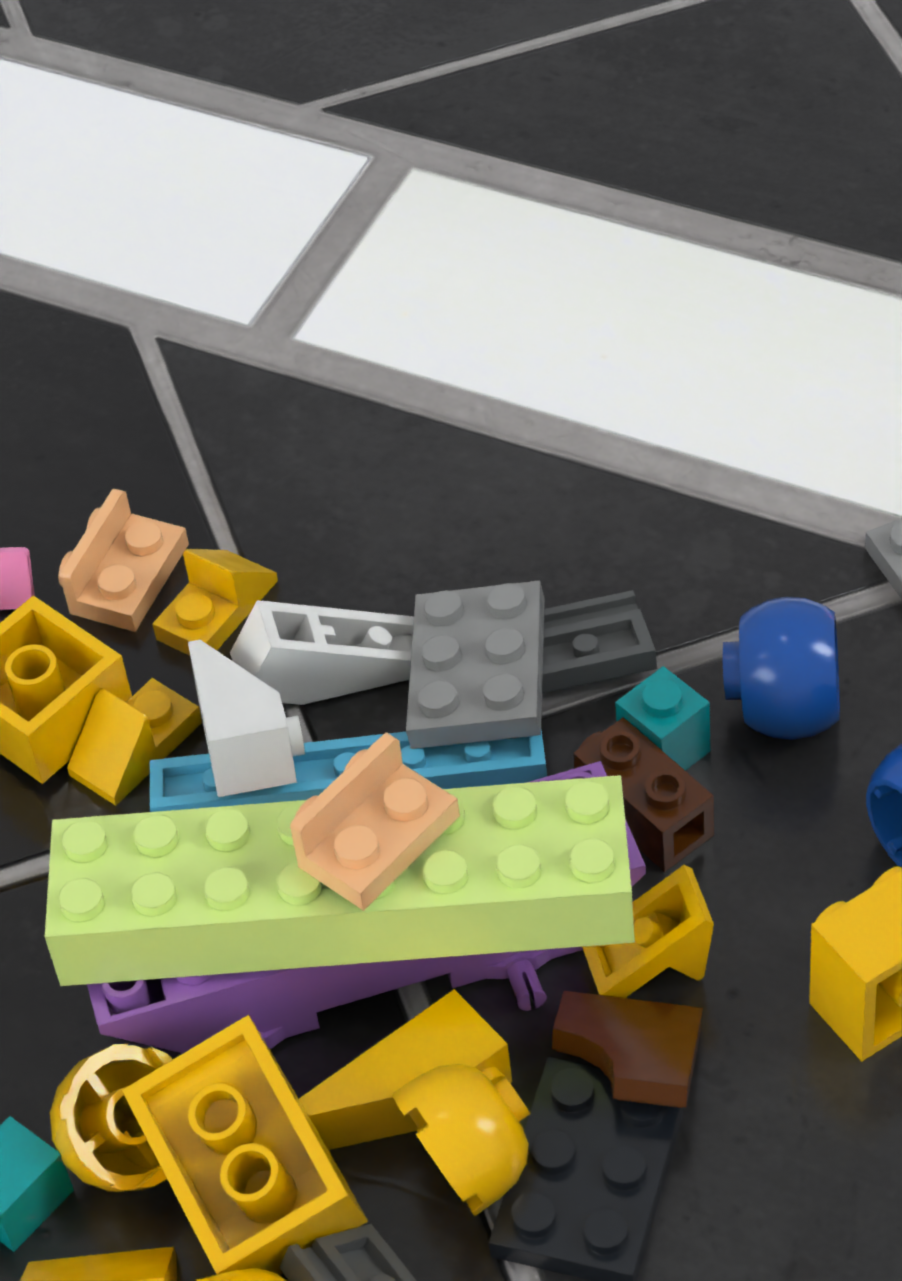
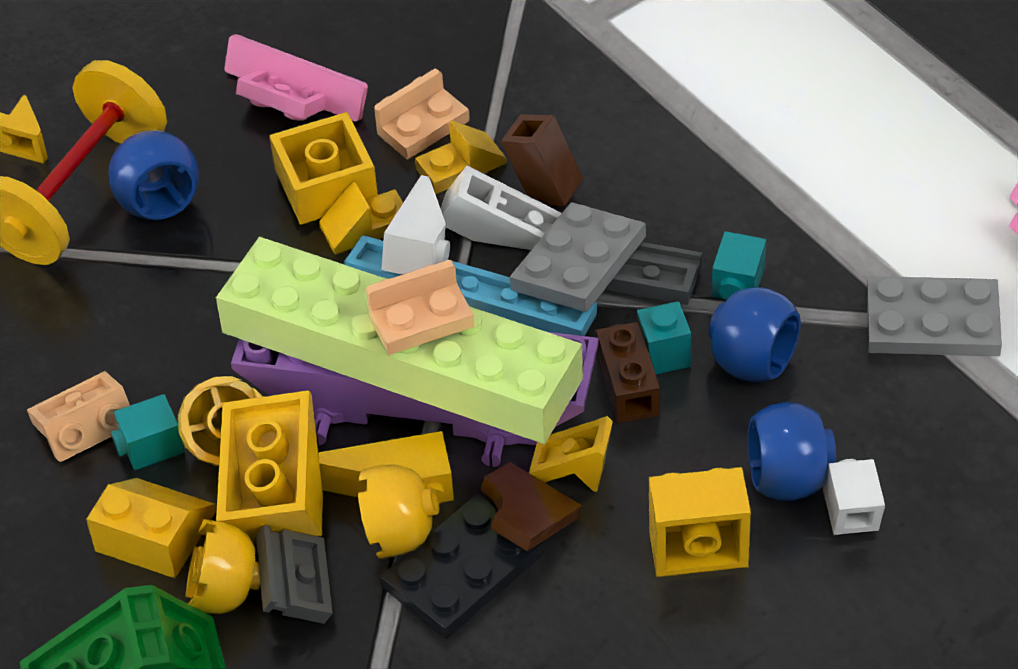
camera: 25 degrees right, 0 degrees up
(346, 550) = (542, 159): none -> reddish brown brick
(695, 590) = (738, 264): none -> teal brick

